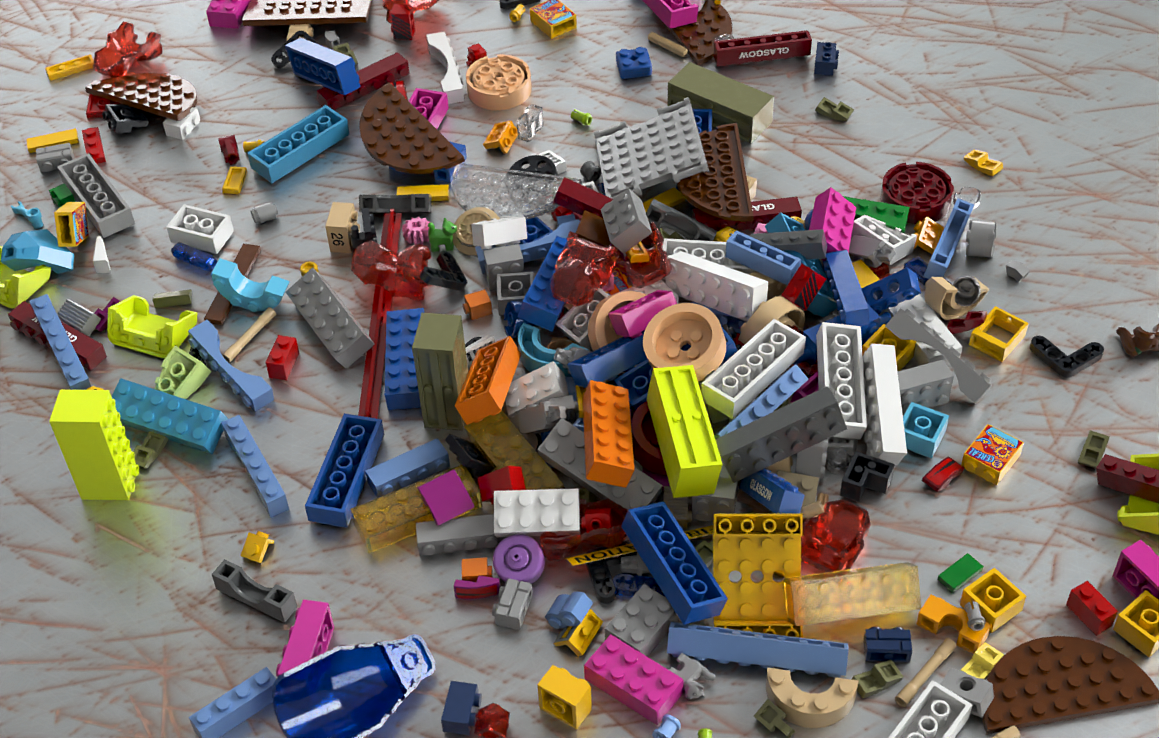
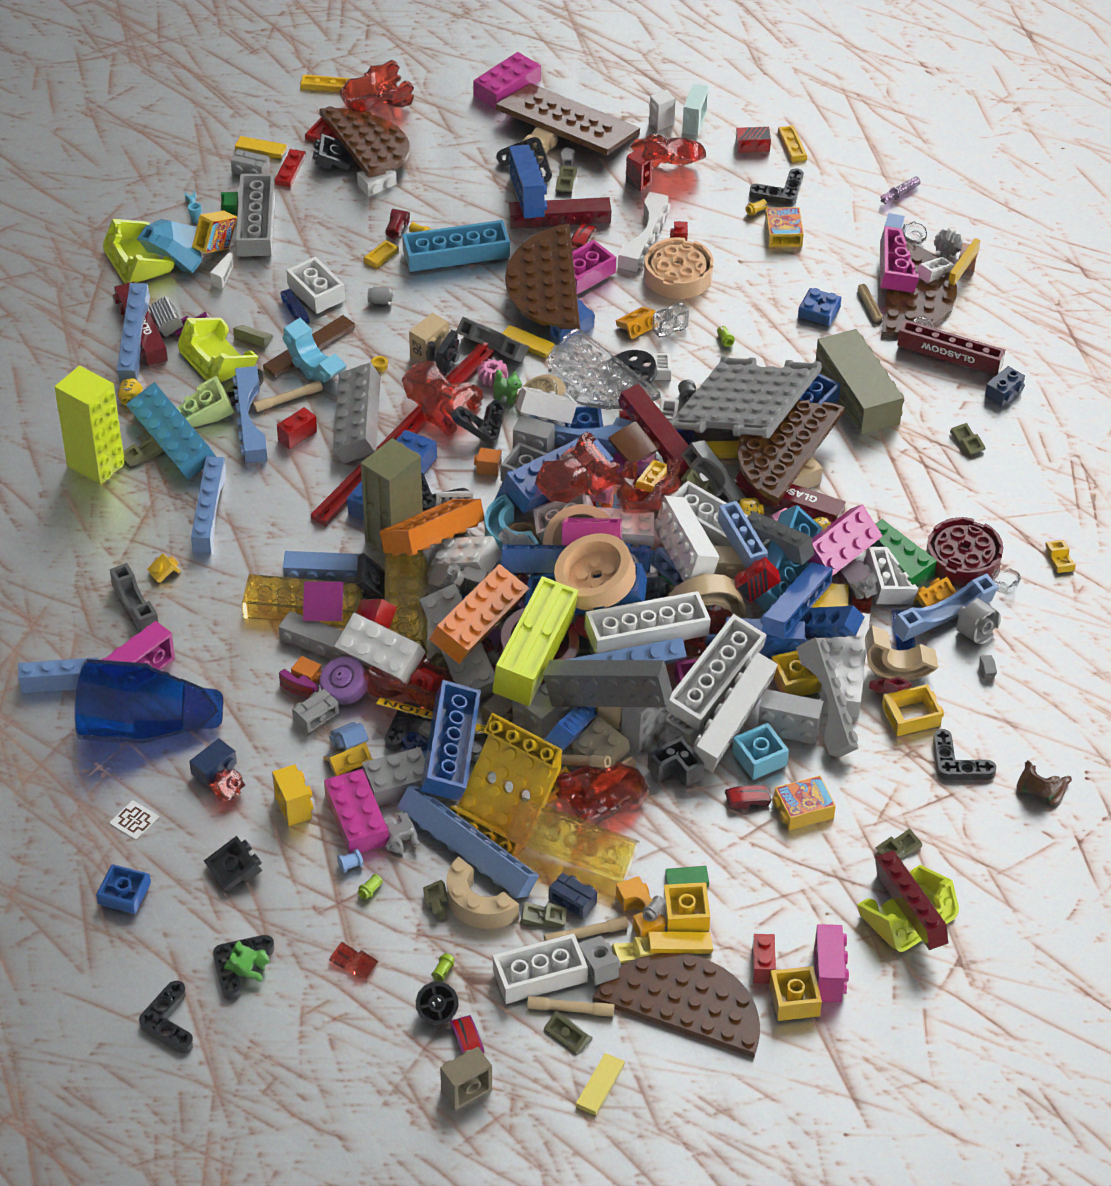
camera: 30 degrees right, 0 degrees up
(344, 470) = (266, 544): blue brick -> none
(626, 220) = (656, 447): light grey brick -> none
(968, 290) = (906, 656): flat silver hair -> none
(1012, 634) = (680, 942): none -> yellow tile

